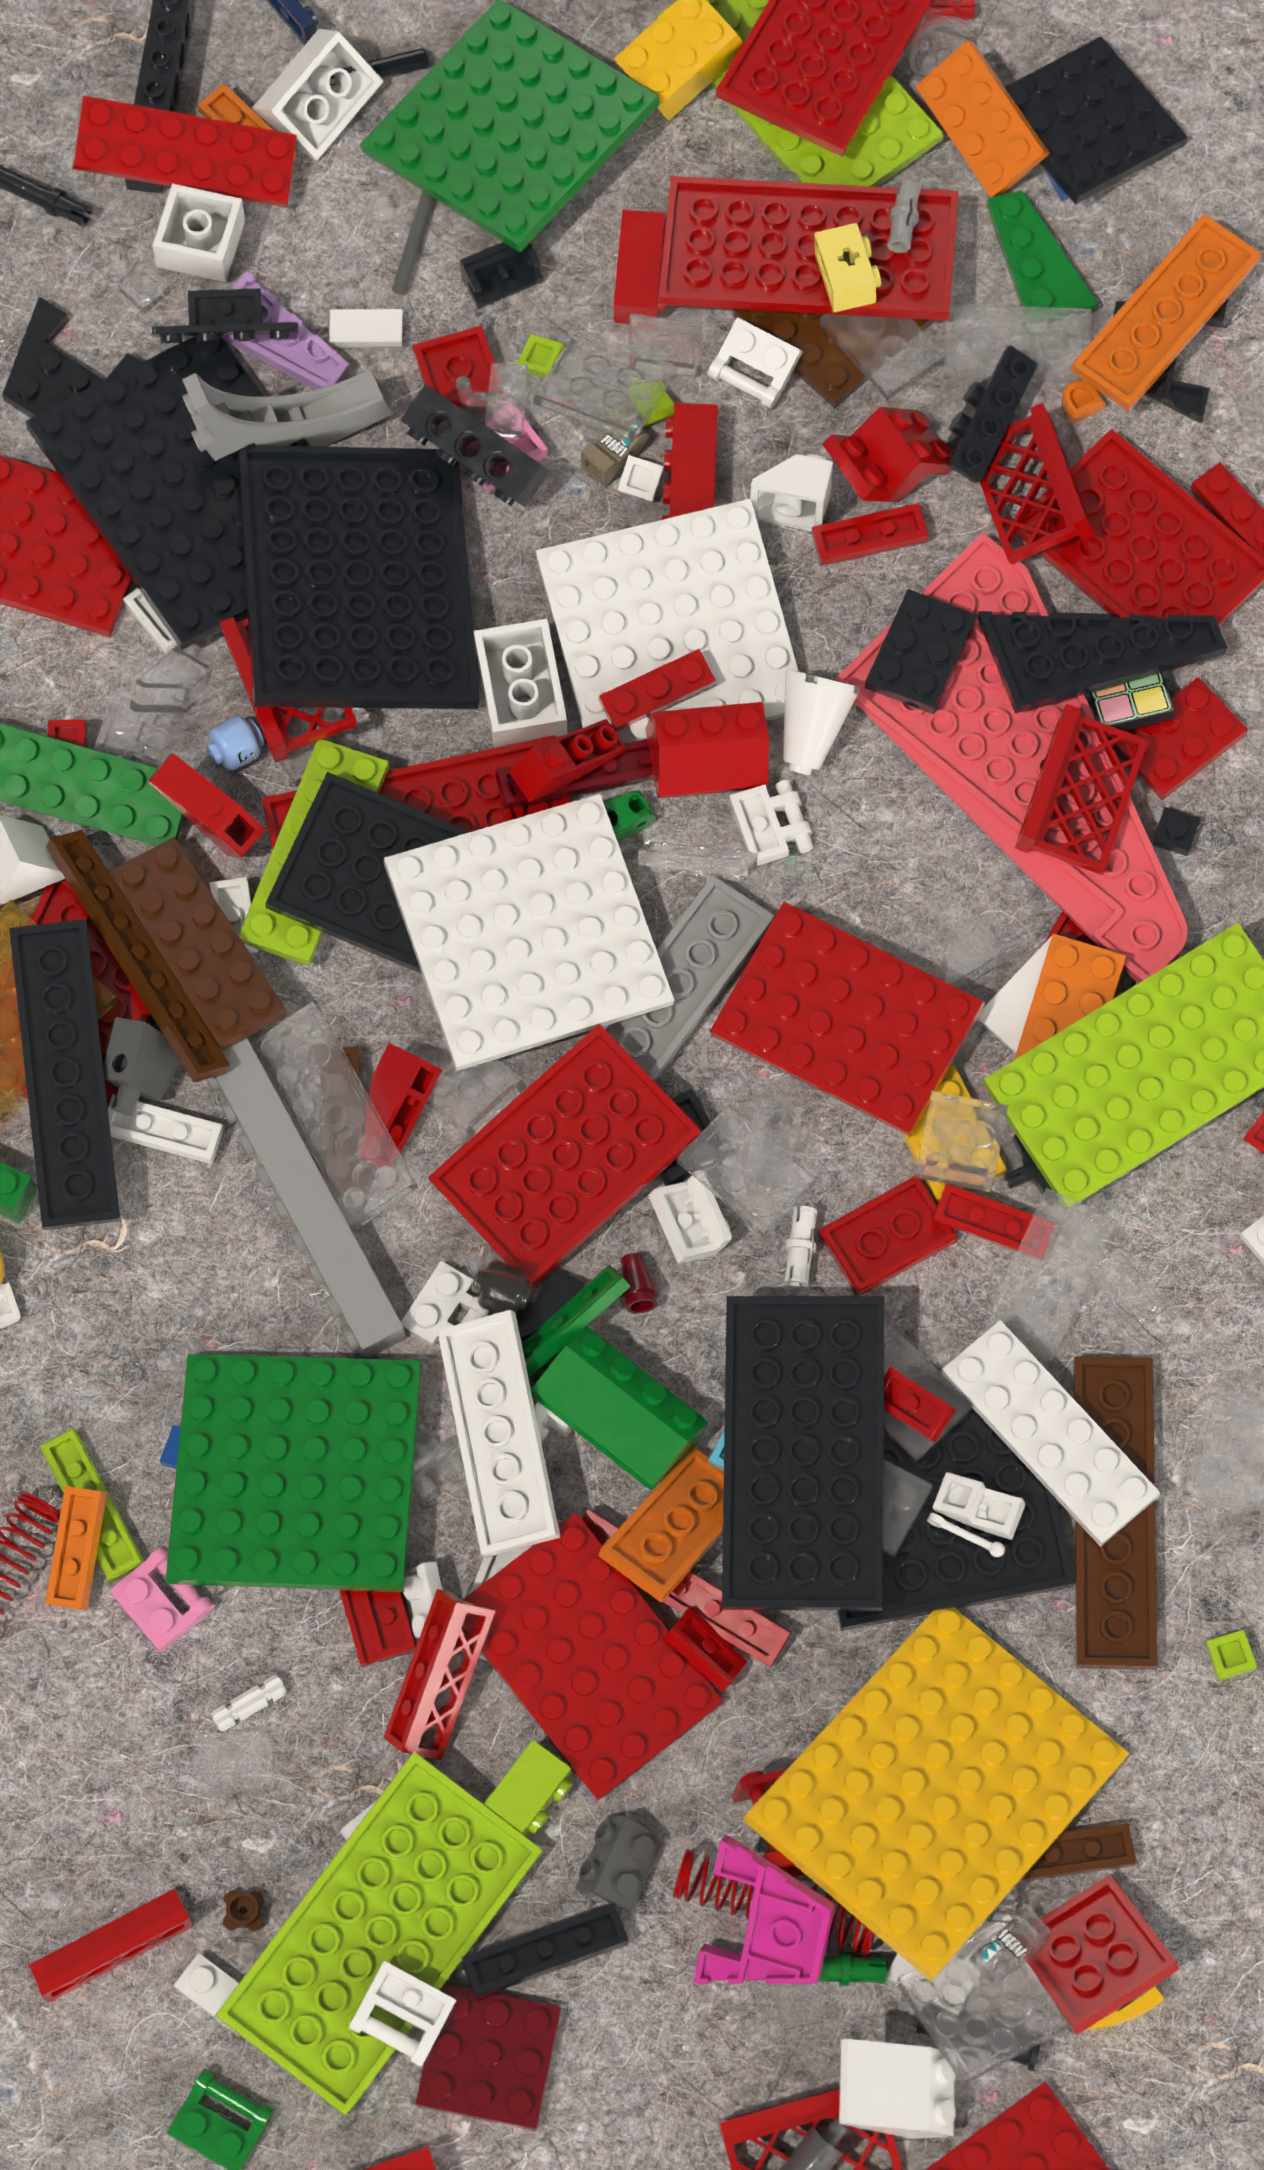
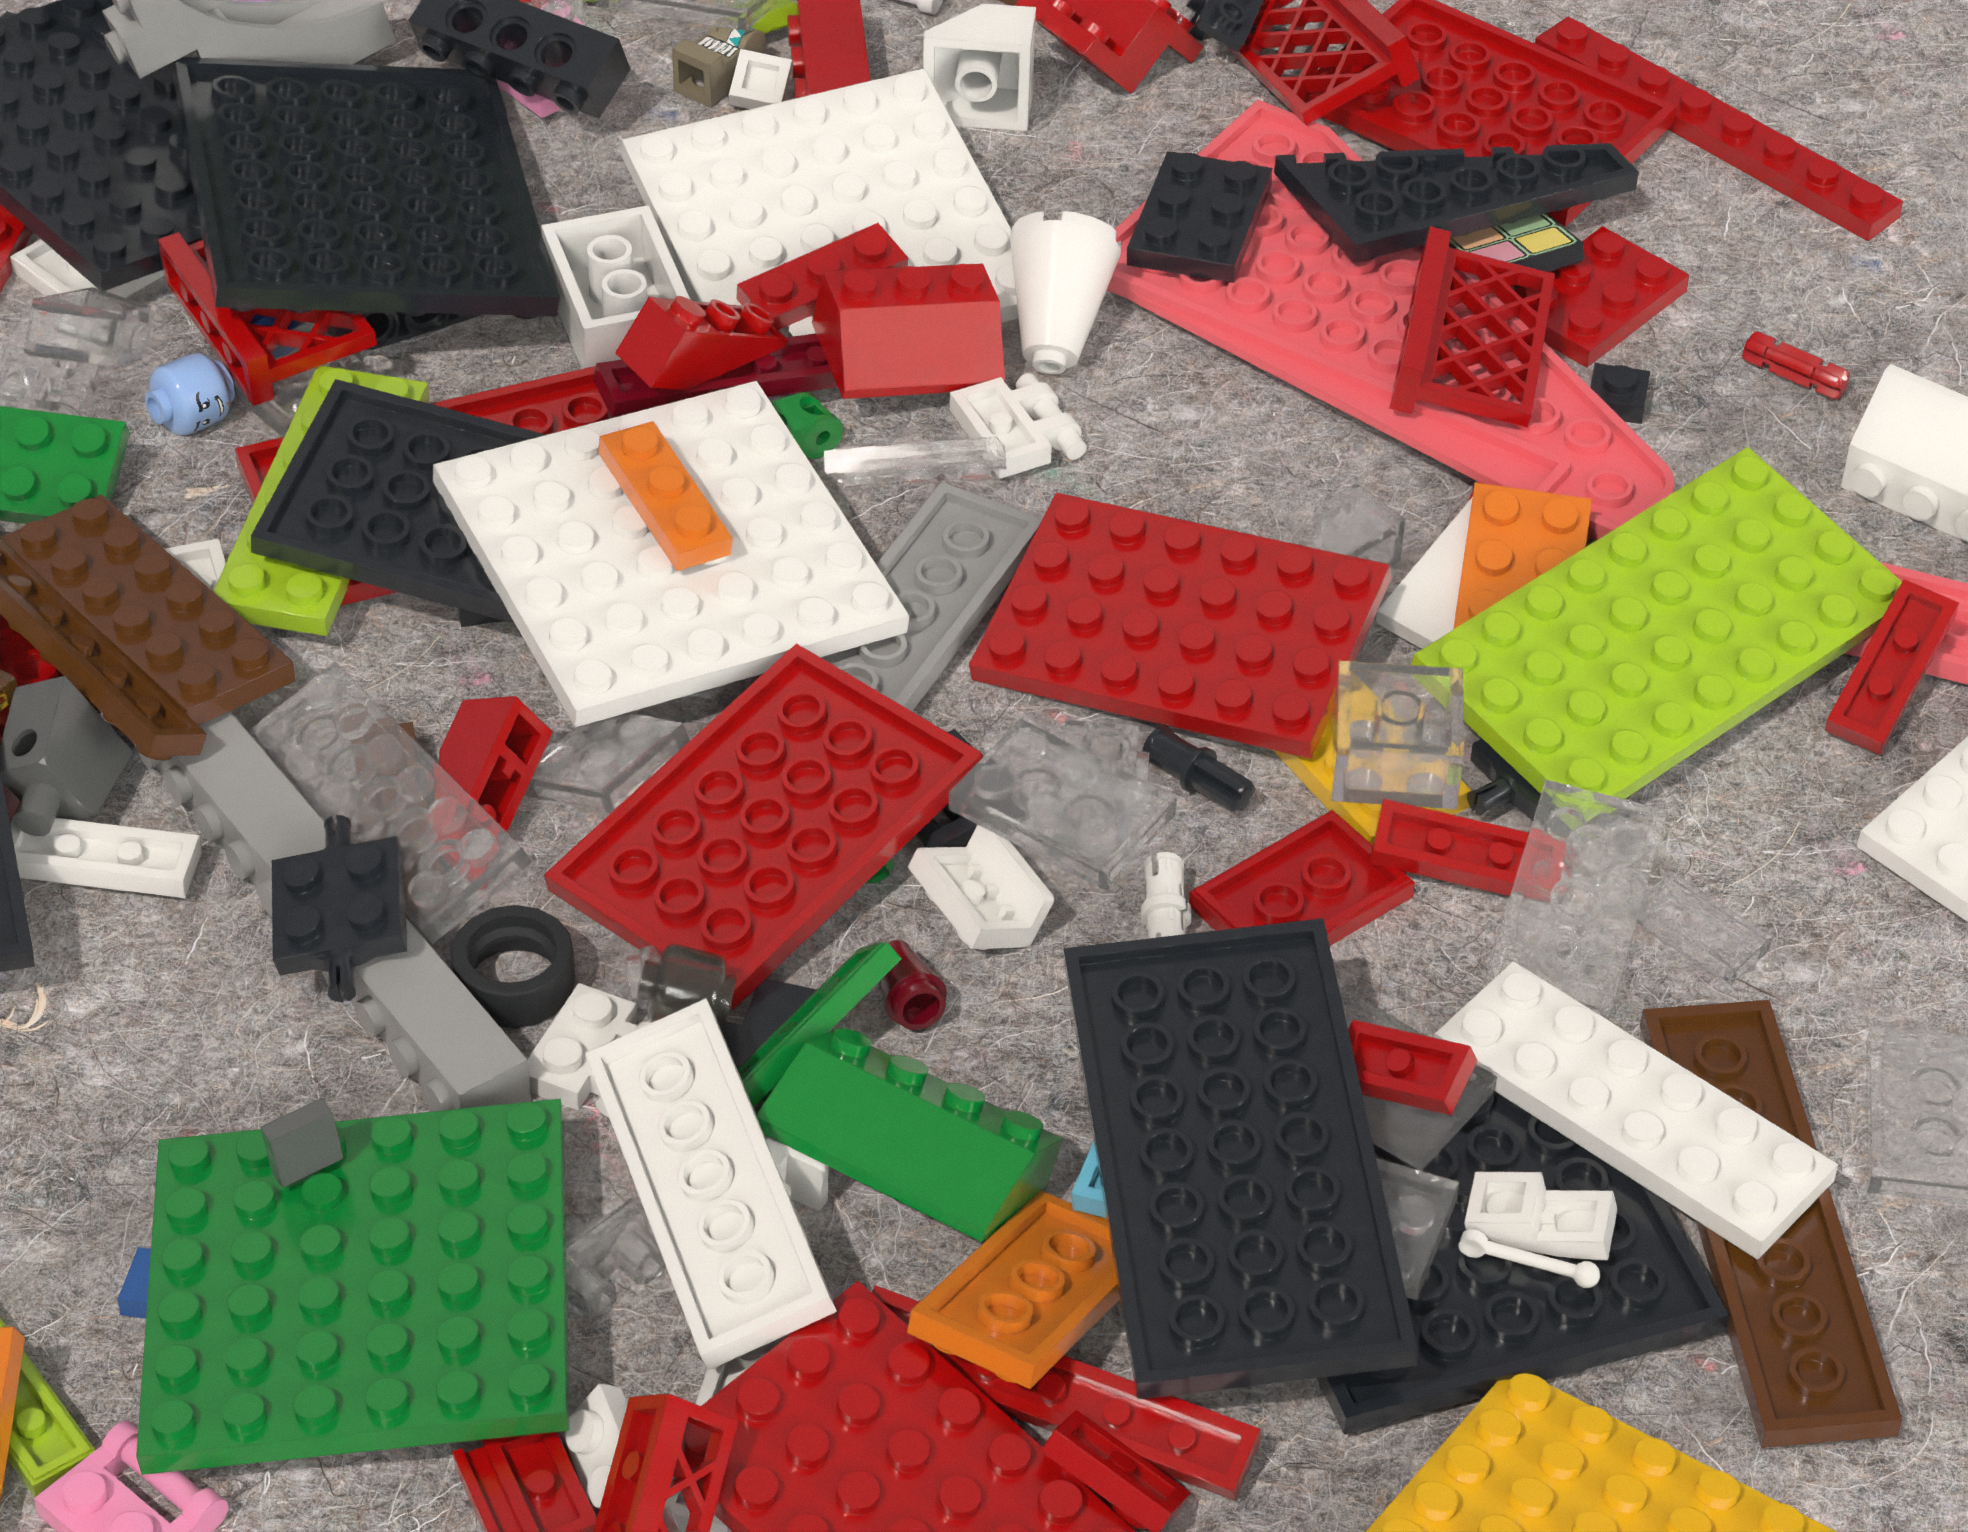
camera: 10 degrees left, 25 degrees down
(206, 807) = (152, 448): red slope -> none
(268, 1384) = (301, 1142): none -> dark grey tile
(301, 1205) = (338, 907): none -> black plate
(399, 1215) = (508, 930): none -> black tyre
(528, 900) = (665, 495): none -> orange plate
(839, 1134) = (1198, 769): none -> black axle
(869, 534) = (1097, 117): red plate -> none

